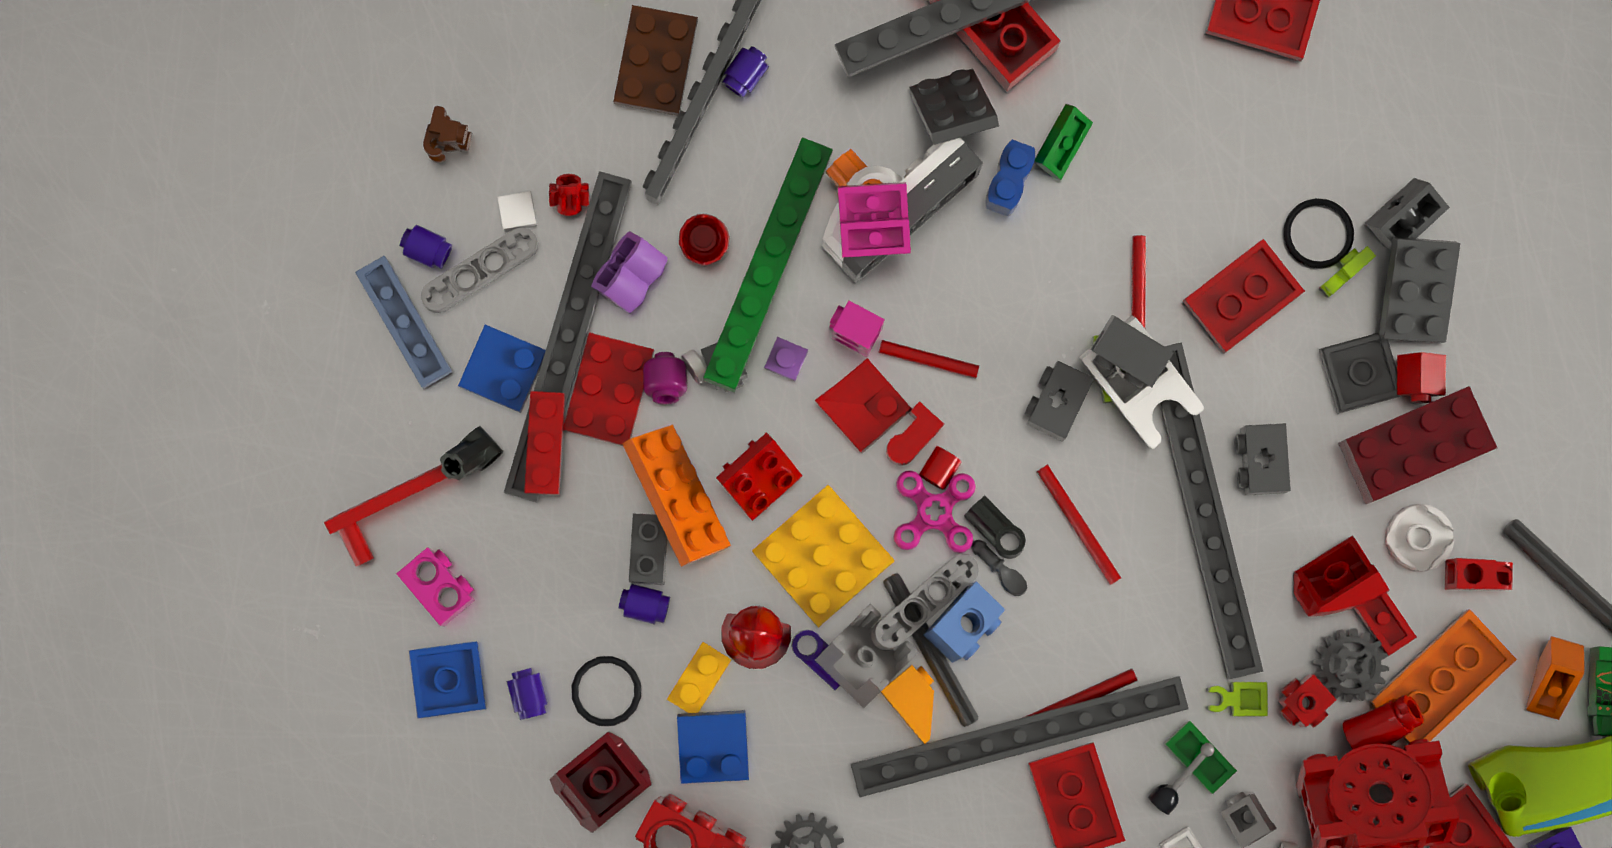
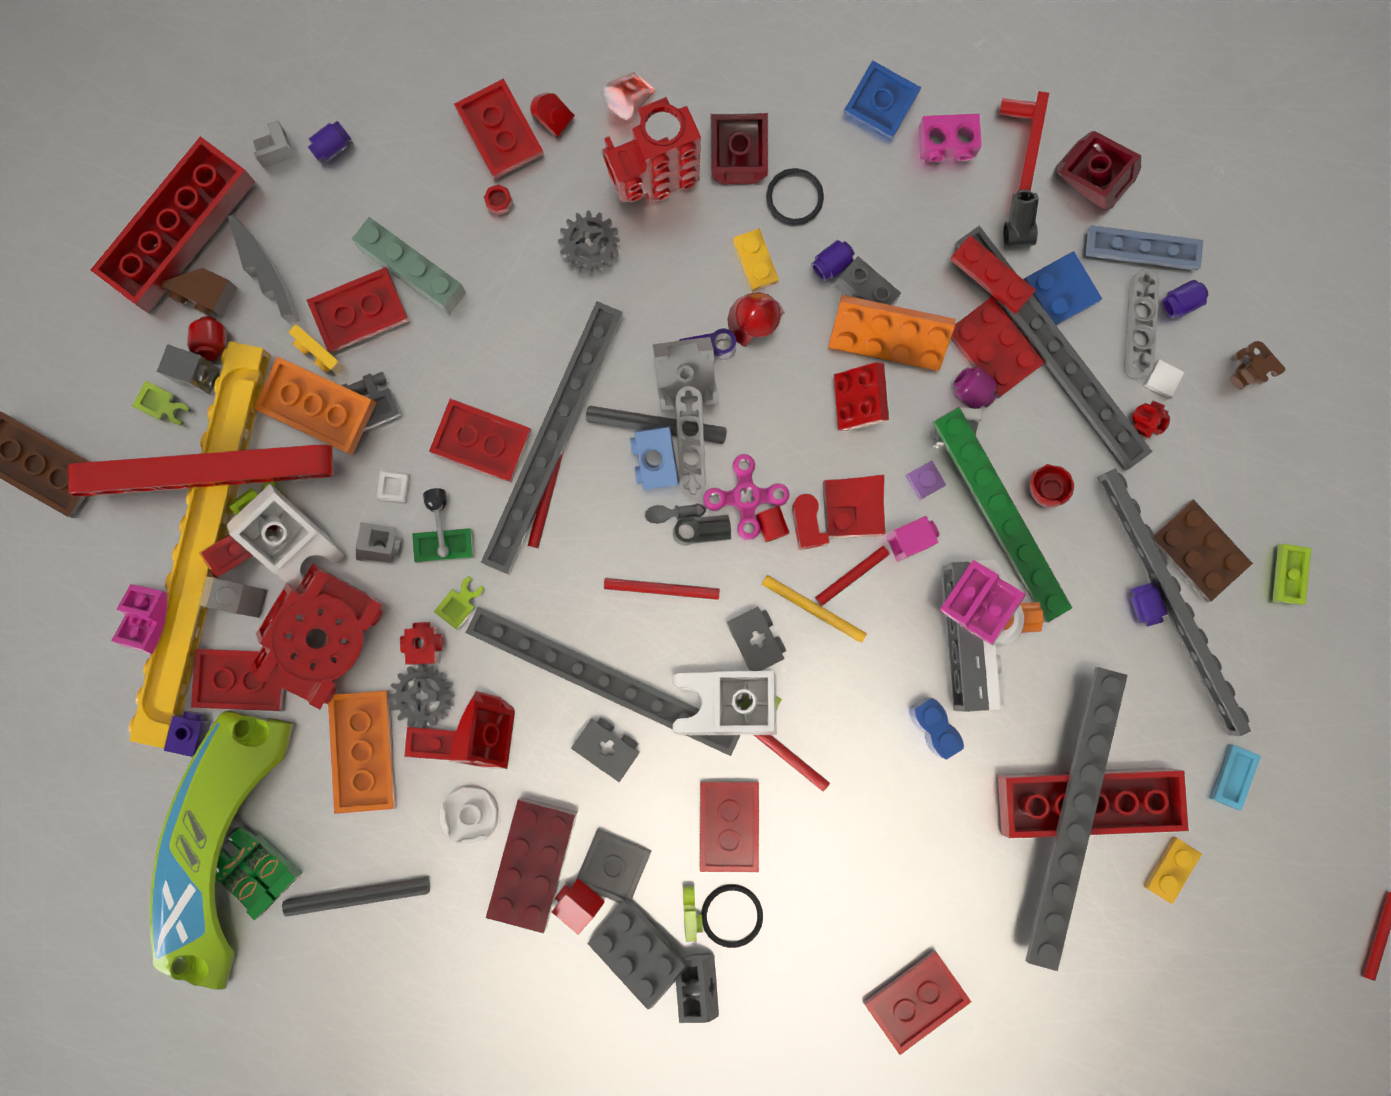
camera: 125 degrees right, 0 degrees up
(359, 421) = (1100, 169): none -> dark red slope
(527, 694) = (833, 142): dark purple brick -> none
(629, 272) = (1066, 418): medium lavender brick -> none
(713, 746) = (704, 234): blue plate -> none
(823, 556) = (774, 402): yellow plate -> none
(913, 700) = (631, 384): light orange slope -> none
(953, 106) = (1018, 725): dark grey plate -> none
(986, 371) = (814, 609): none -> yellow bar
(1063, 141) = (933, 786): green plate -> none
(1131, 351) = (752, 707): dark grey brick -> none
(1384, 724) = (363, 683): red plant -> none
(1478, 574) = (411, 834): red leg -> none
(1556, 677) = (300, 832): orange slope -> none

